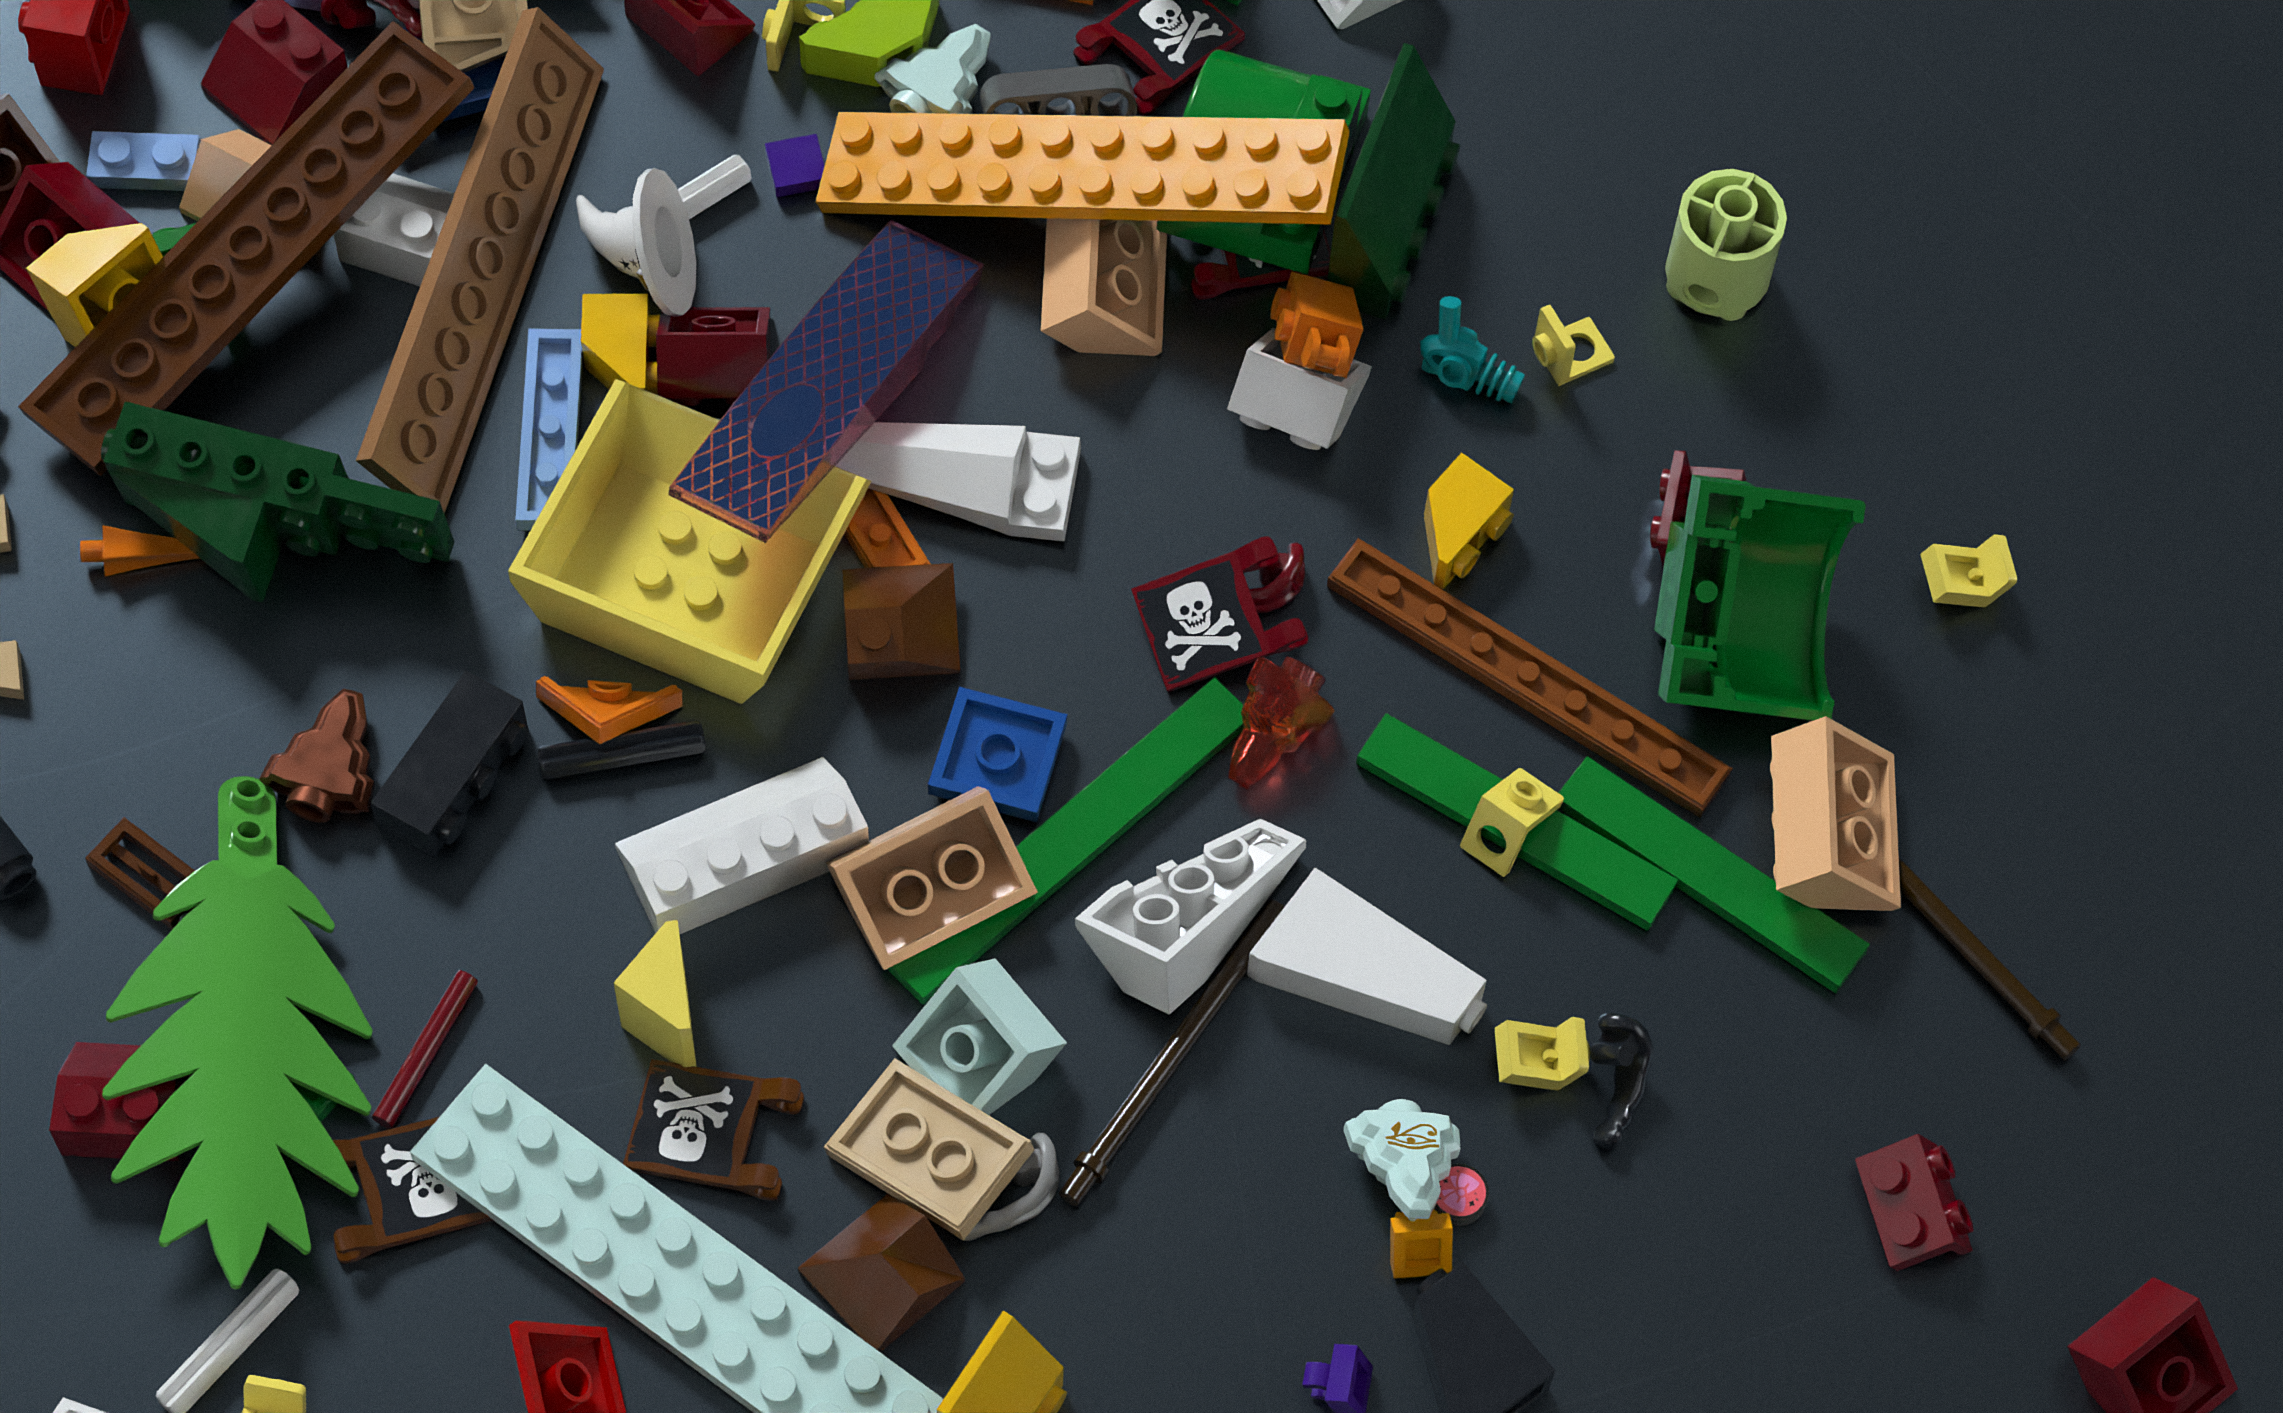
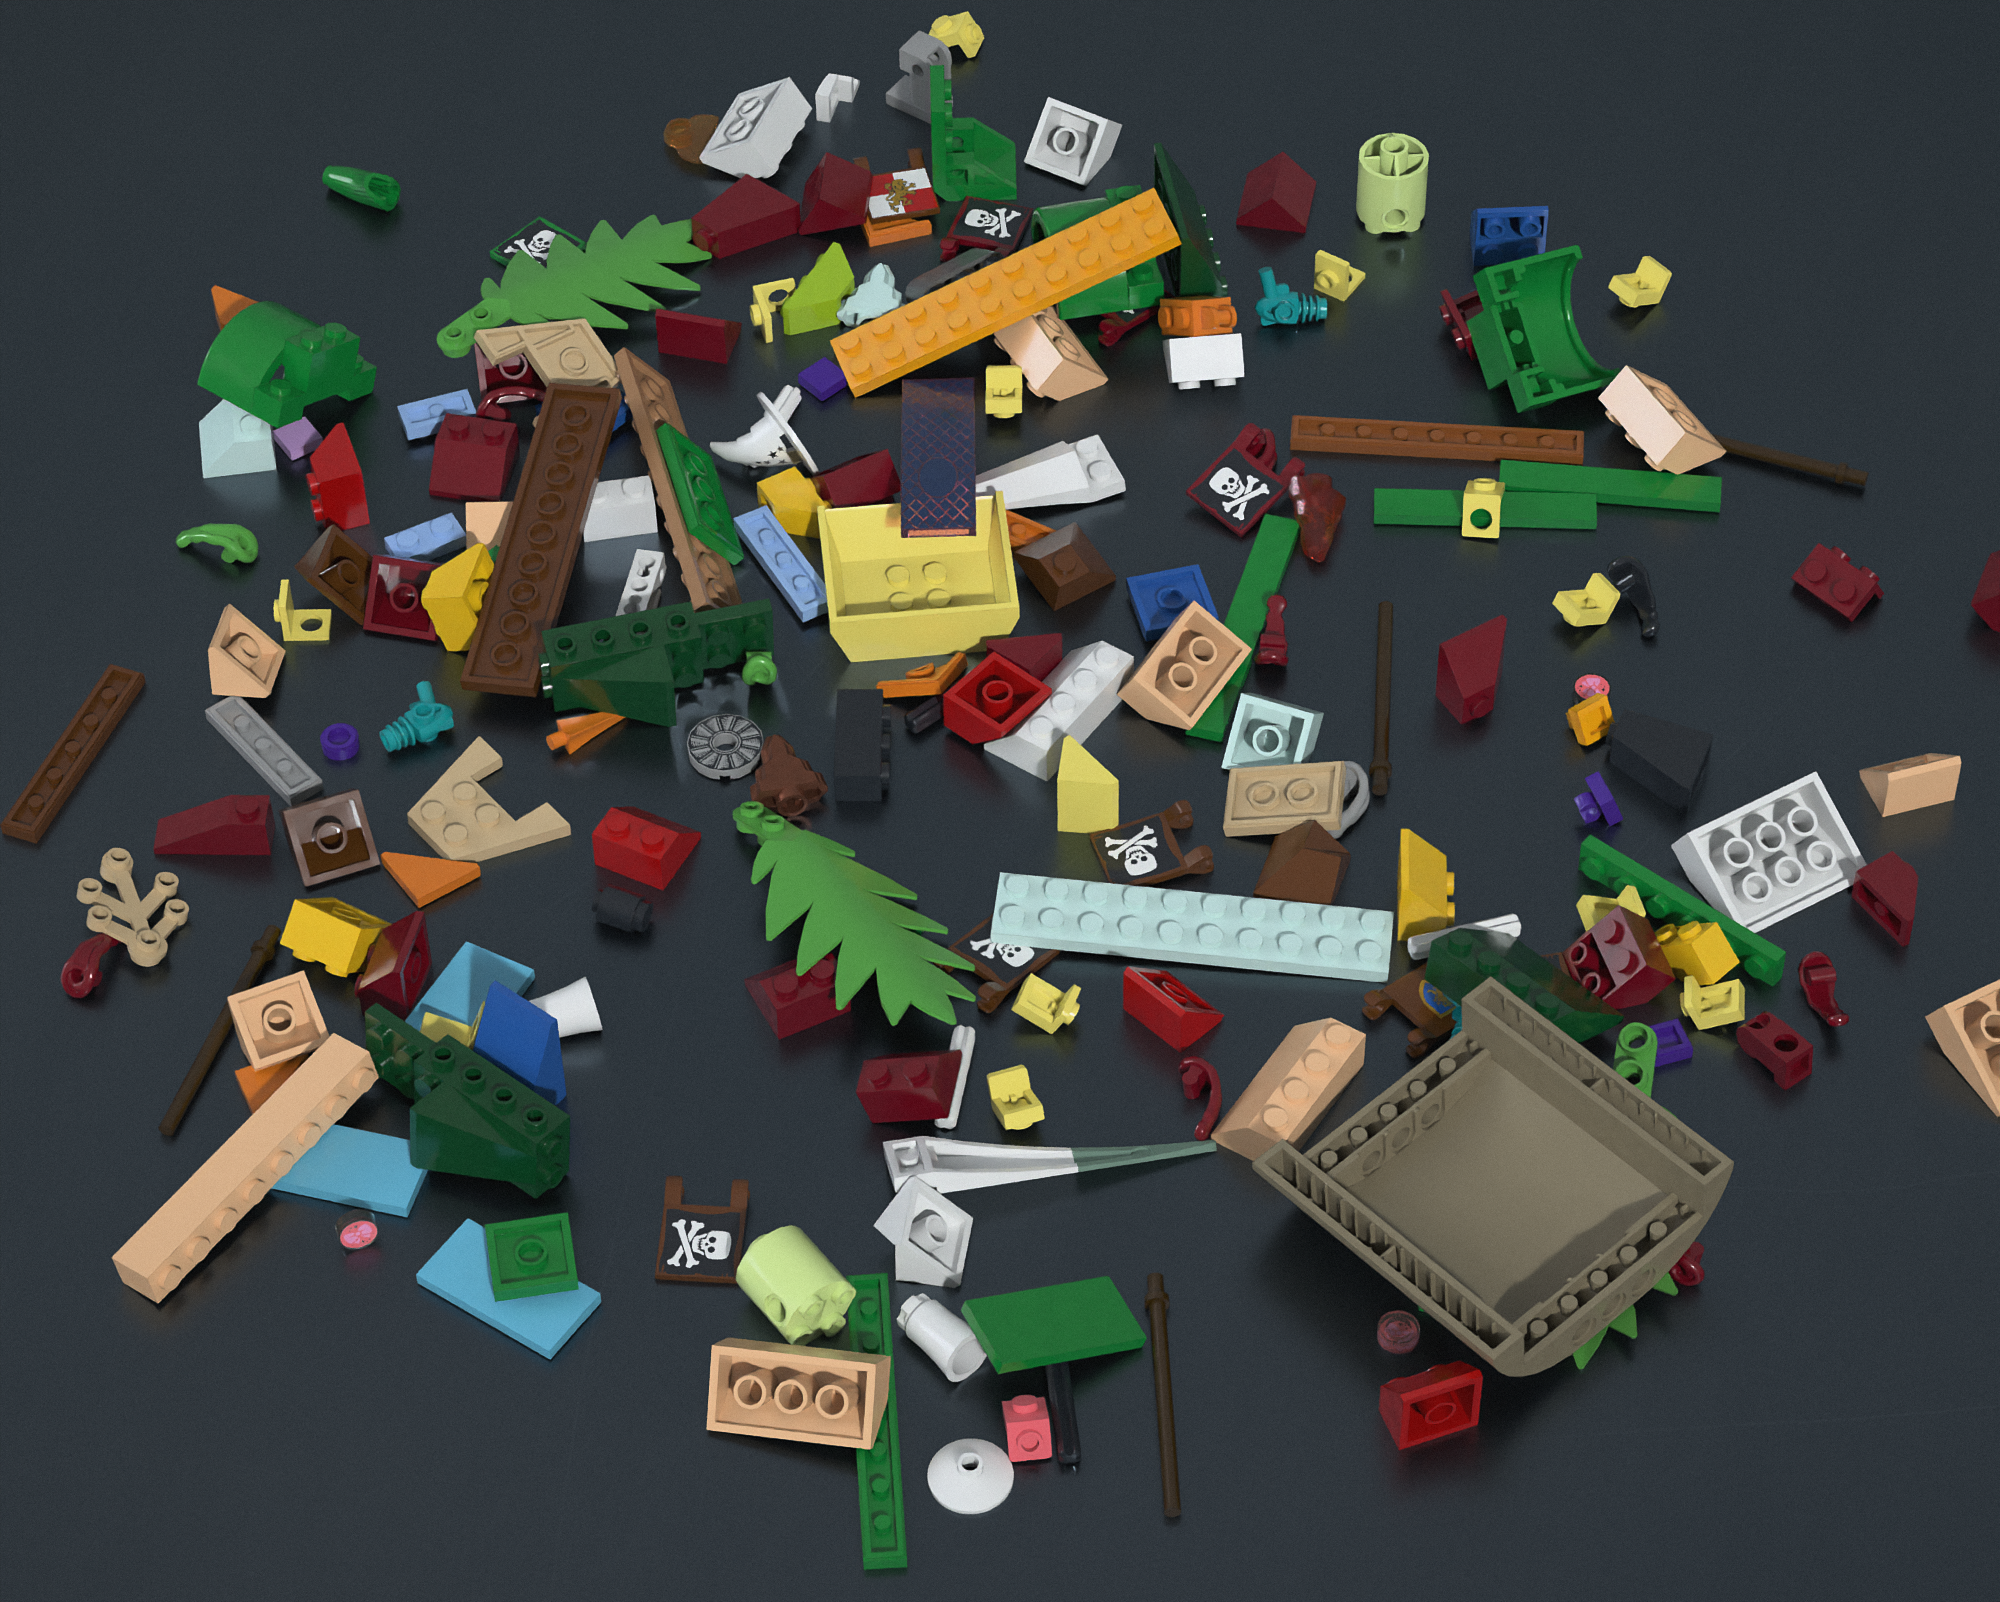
camera: 25 degrees left, 15 degrees down
(91, 765) = (642, 845): none -> red slope
(110, 844) = (718, 886): reddish brown tile -> none
(153, 1325) = (909, 1085): none -> dark red slope
(287, 643) = (725, 730): none -> tile
(338, 385) = (643, 583): none -> white piece
(400, 580) = (759, 668): none -> bright green piece
(409, 1298) = (1046, 1004): none -> light yellow bracket
(424, 1049) = (954, 889): dark red bar -> none
(502, 273) = (700, 494): none -> green tile
(650, 793) = (992, 700): none -> red slope
(749, 746) = (1033, 654): none -> dark red slope
(1003, 310) = (1003, 390): none -> light yellow bracket
(1076, 893) = (1273, 641): none -> dark red piece
(1180, 924) = (1341, 630): white wedge -> none
(1307, 1088) = (1471, 670): none -> dark red slope
(1365, 963) = (1444, 604): white slope -> none
(1406, 1152) = (1550, 678): light aqua rock -> none
(1461, 514) = (1342, 378): yellow slope -> none
(1577, 178) = (1277, 196): none -> dark red slope
(1837, 400) = (1507, 234): none -> blue slope

